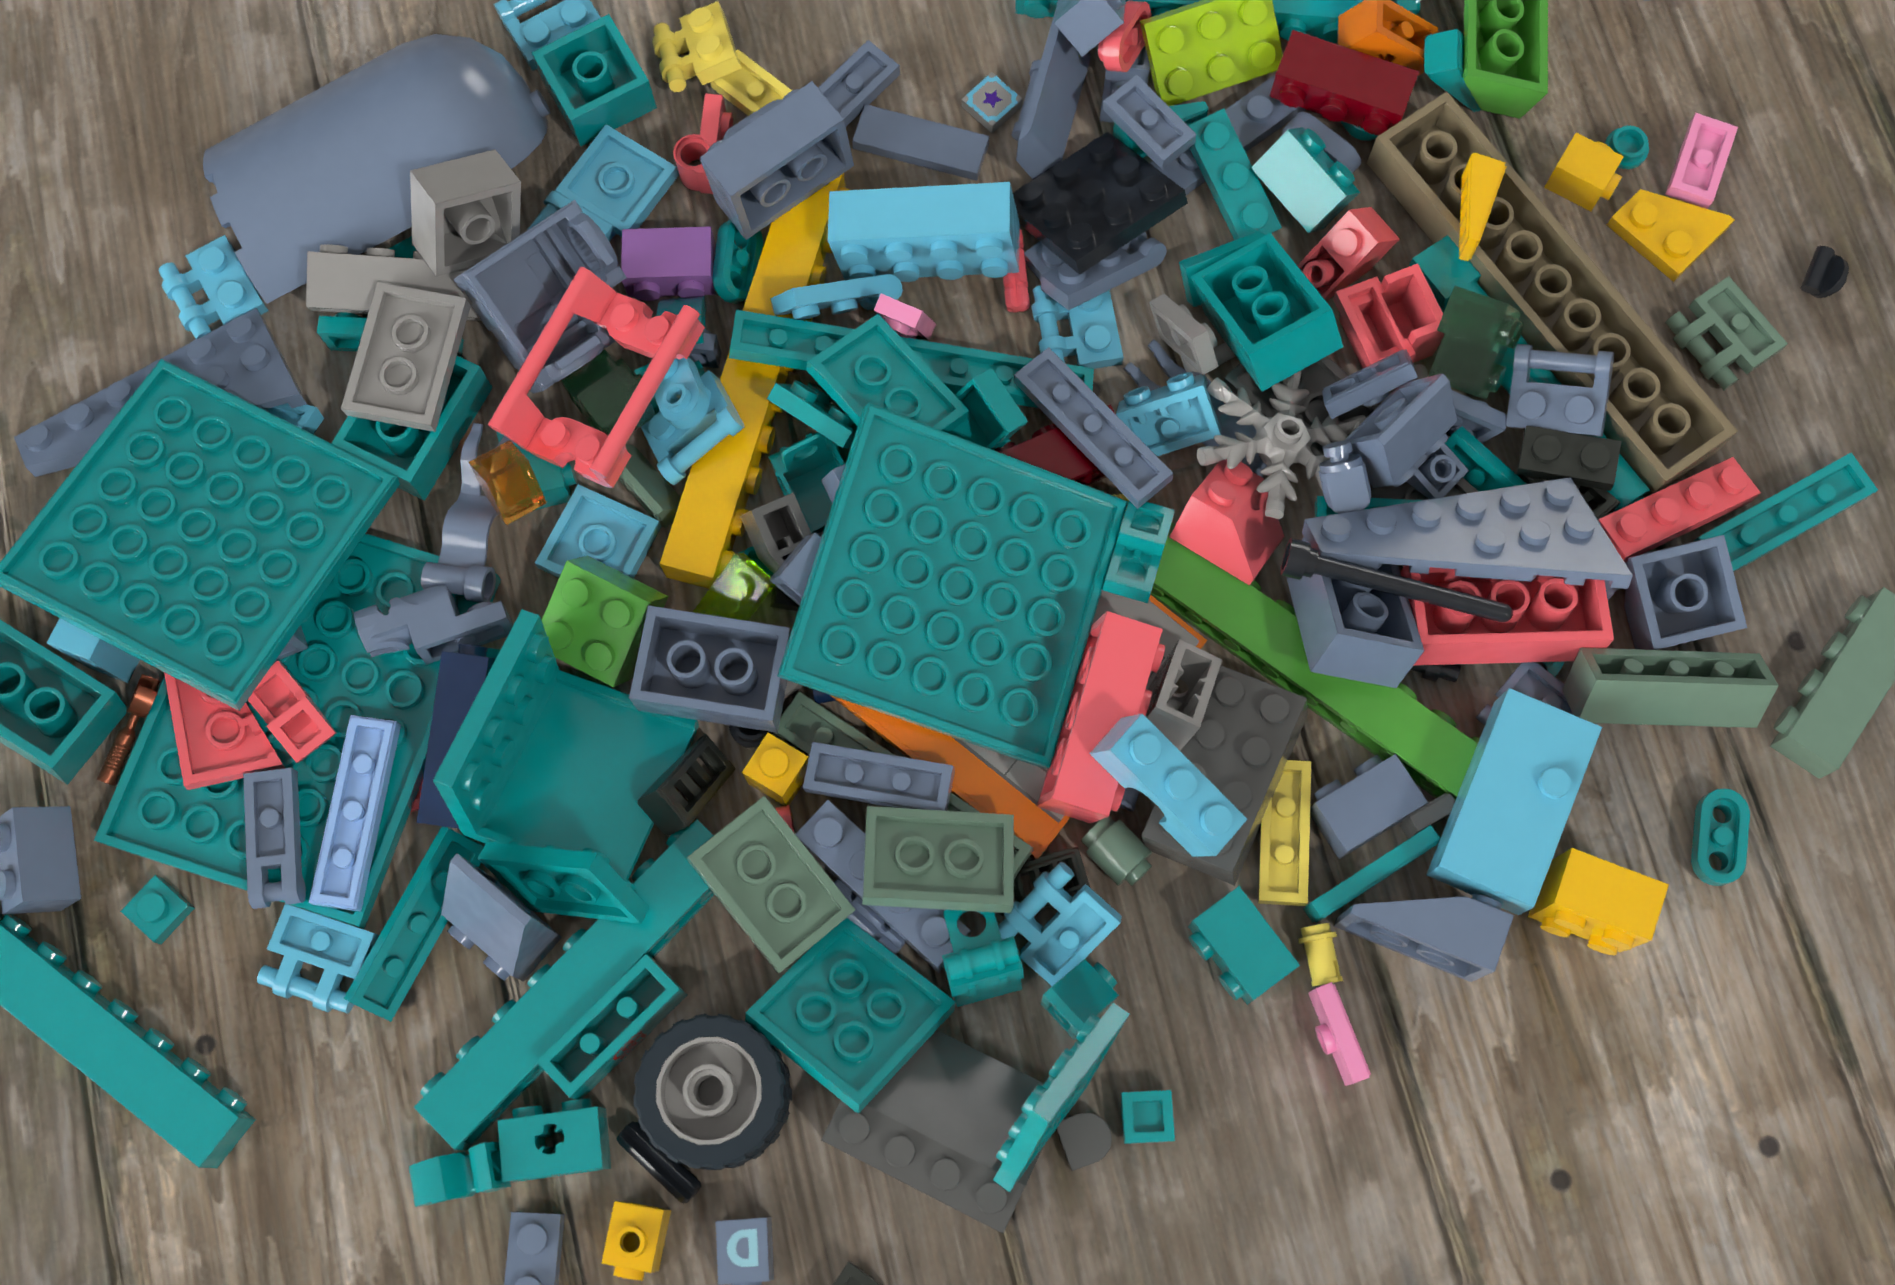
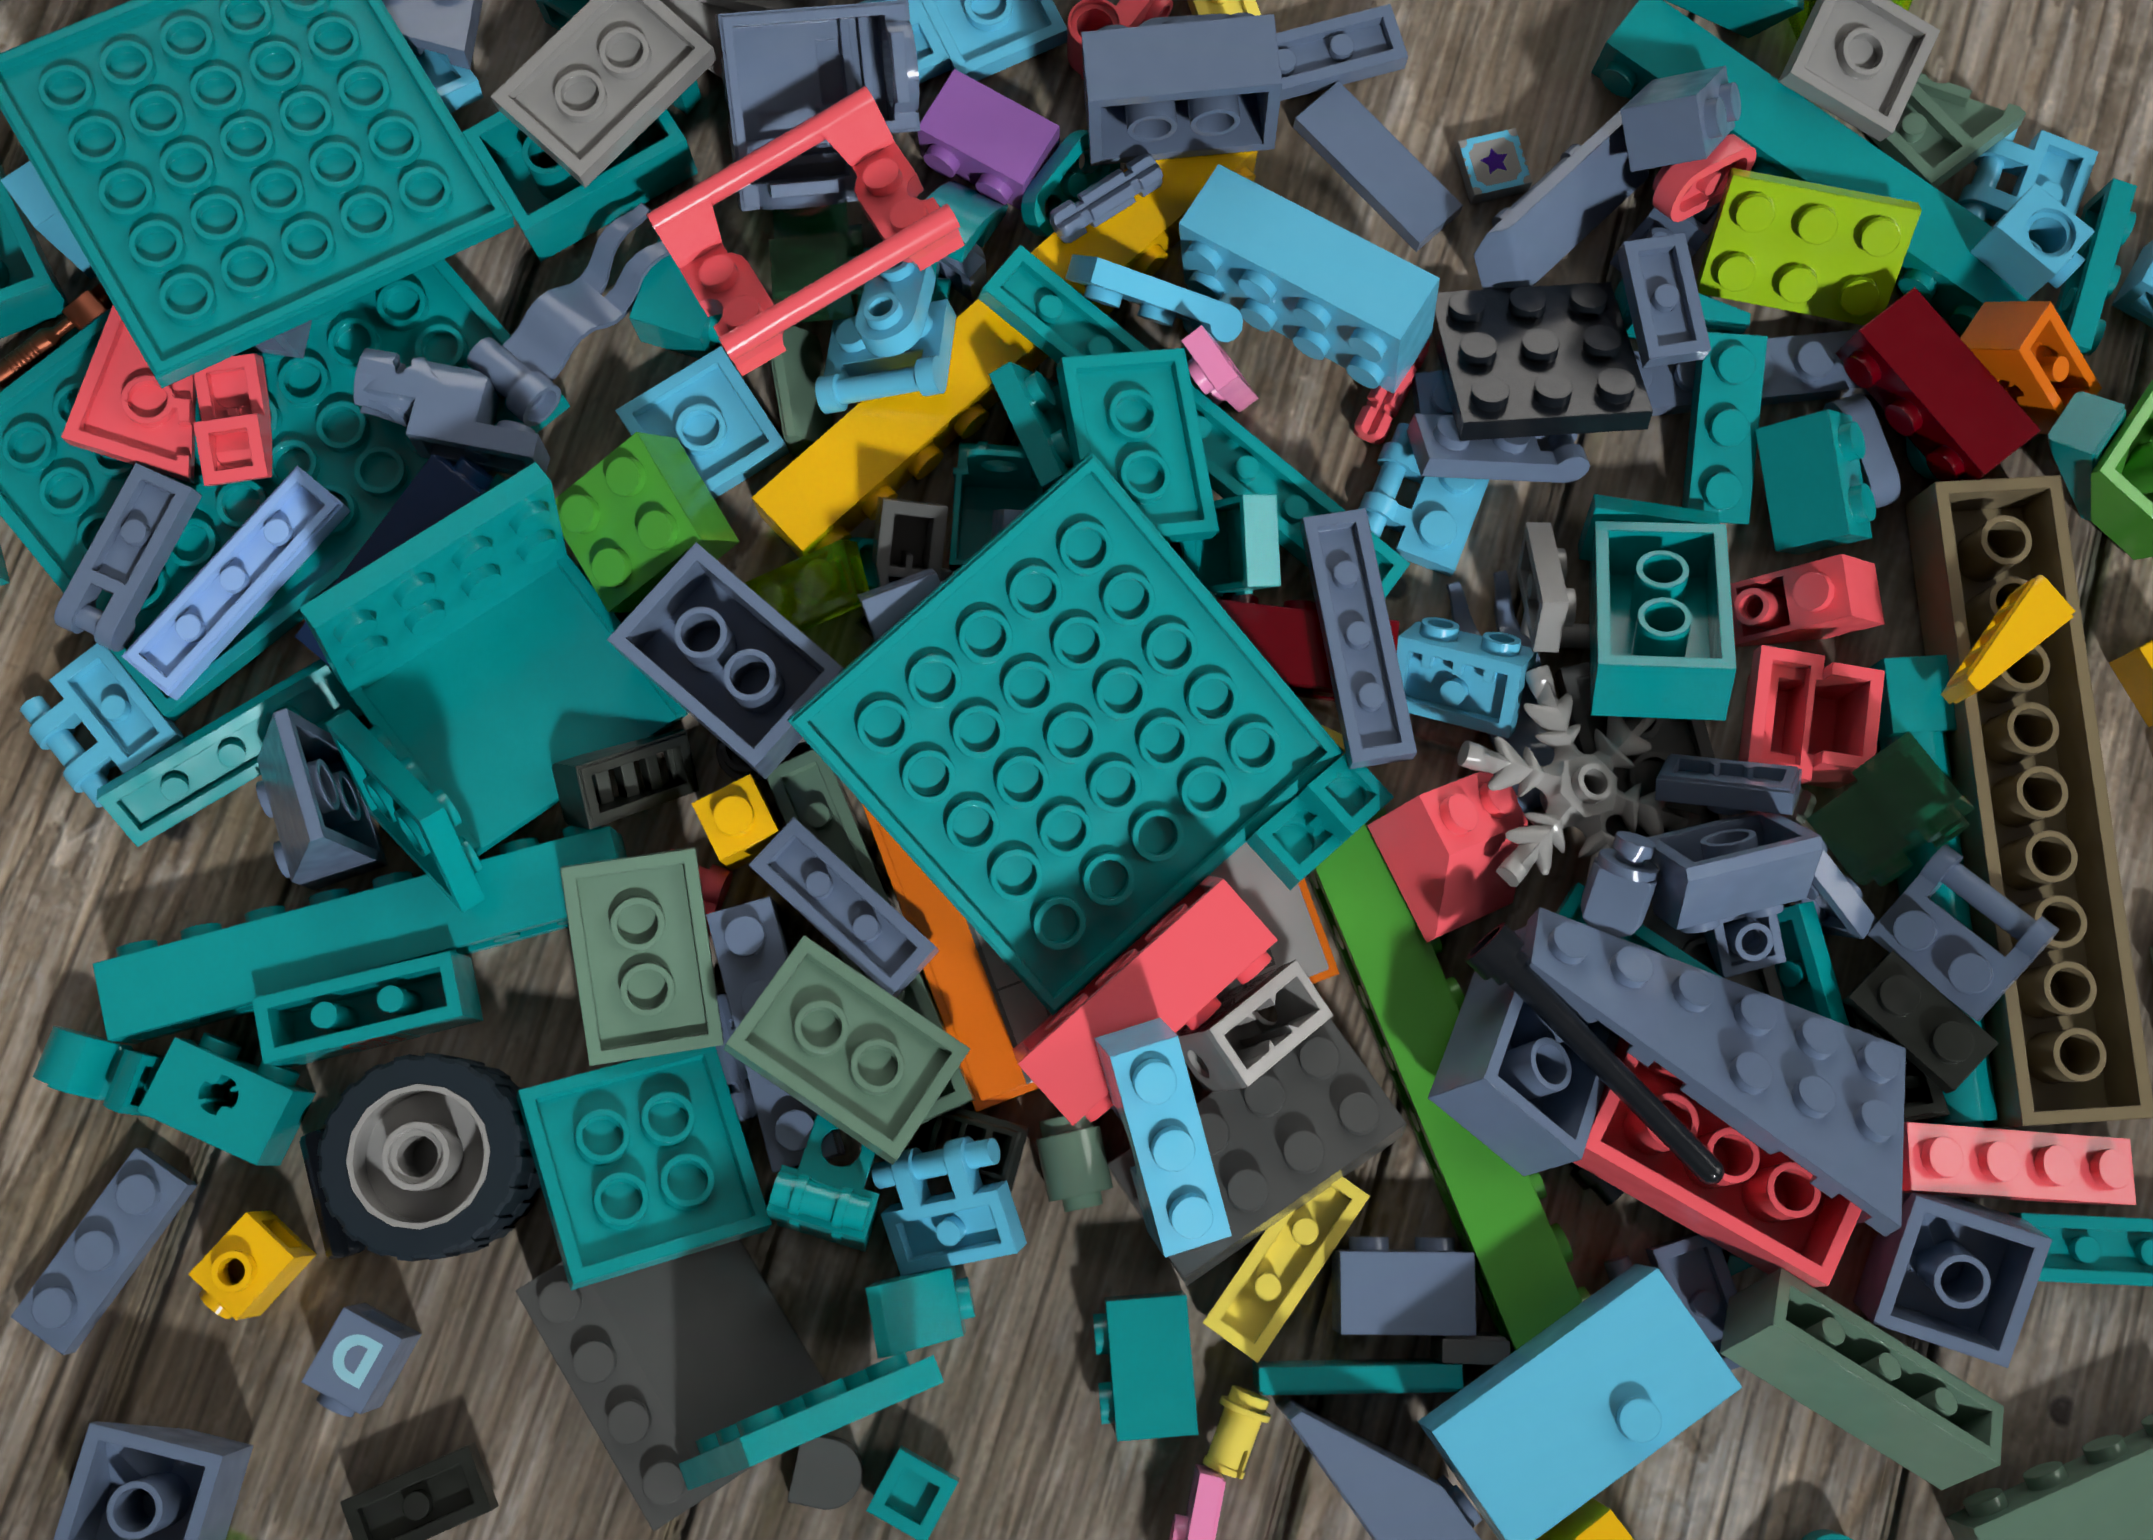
camera: 25 degrees right, 5 degrees up
(508, 482) = (631, 297): clear orange brick -> none
(769, 253) = (1106, 198): none -> sand blue axle

